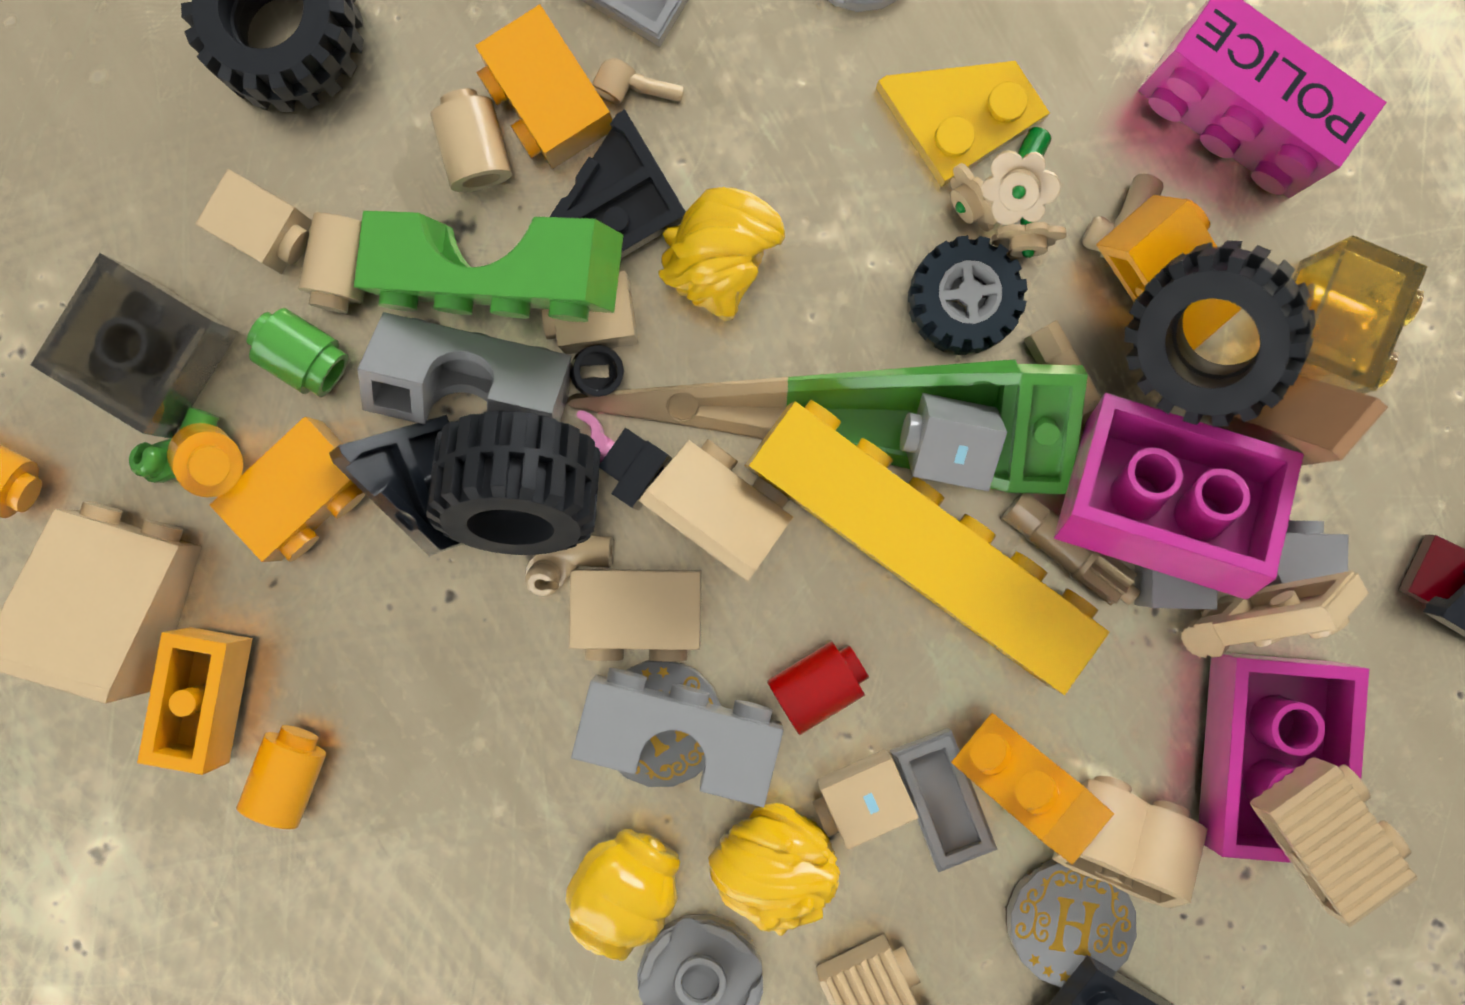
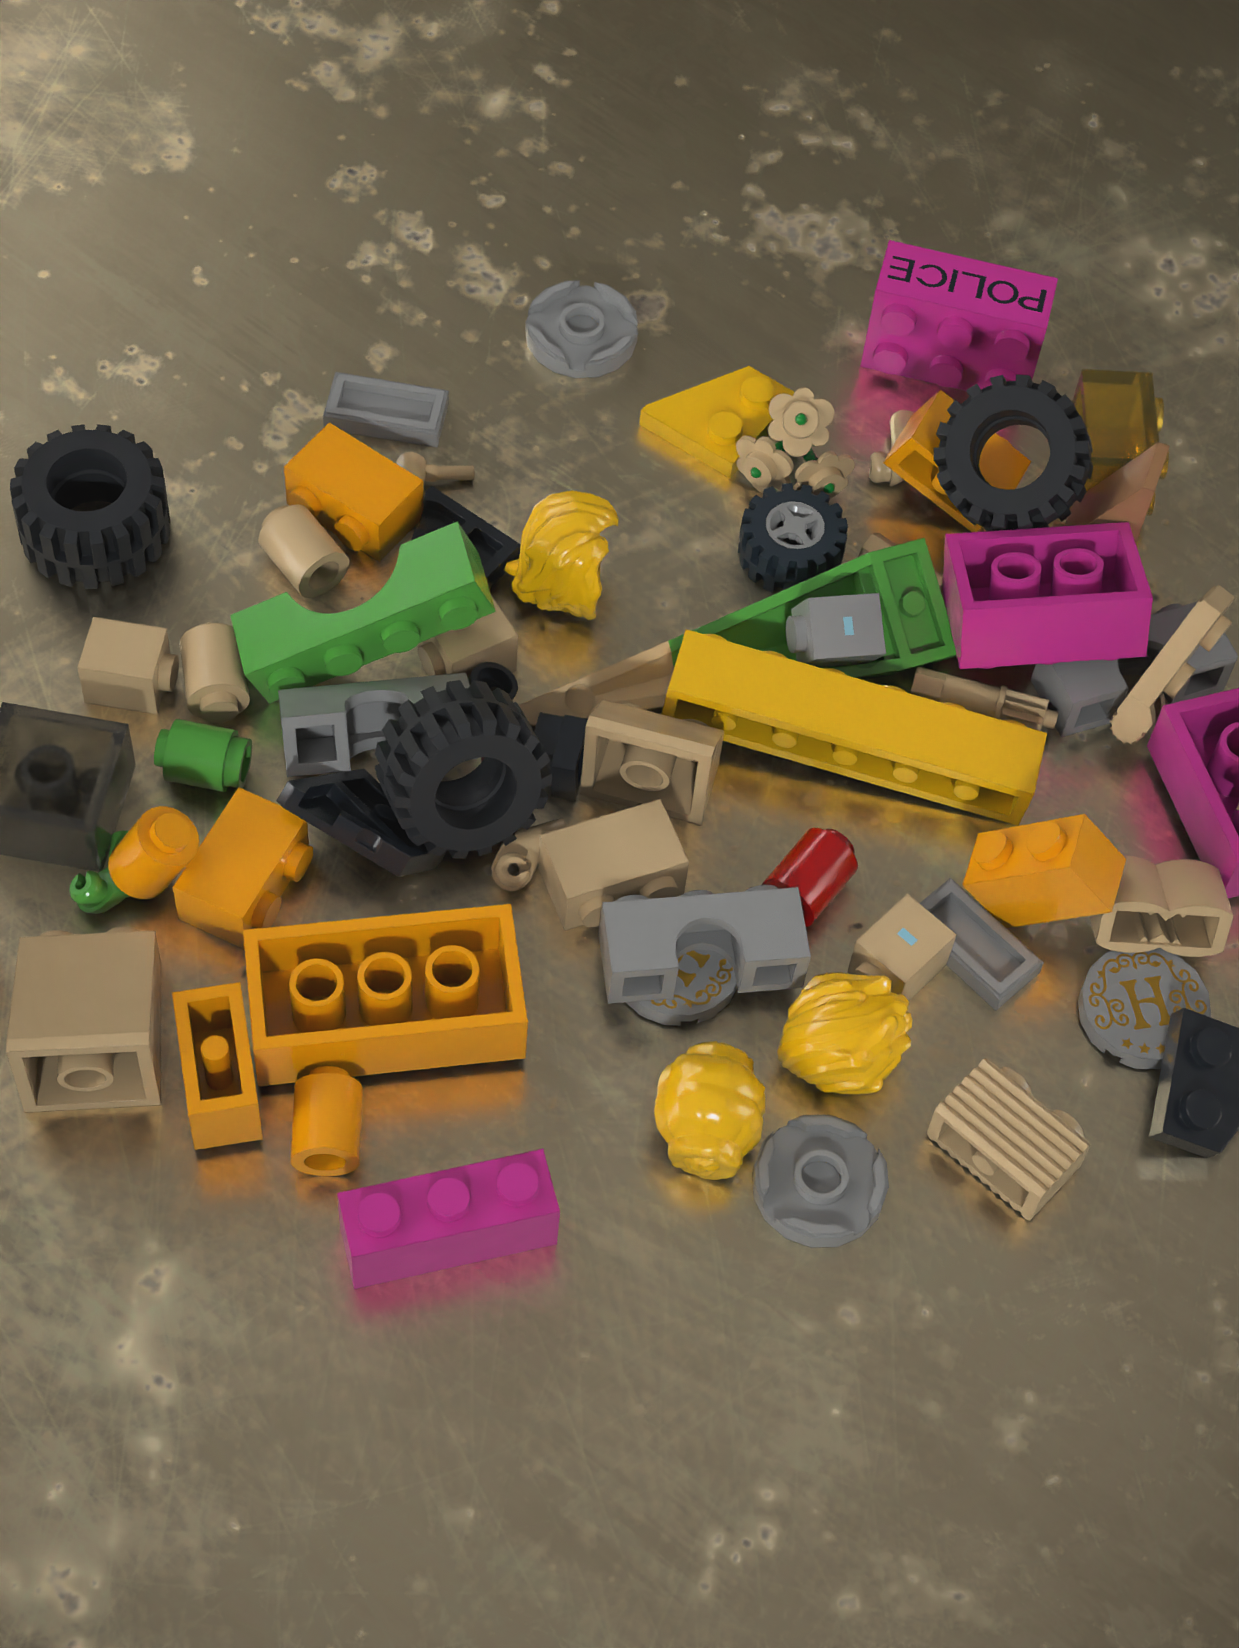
camera: 25 degrees left, 30 degrees down
(350, 914) = (448, 1218): none -> dark pink brick
(366, 681) = (385, 993): none -> light orange brick

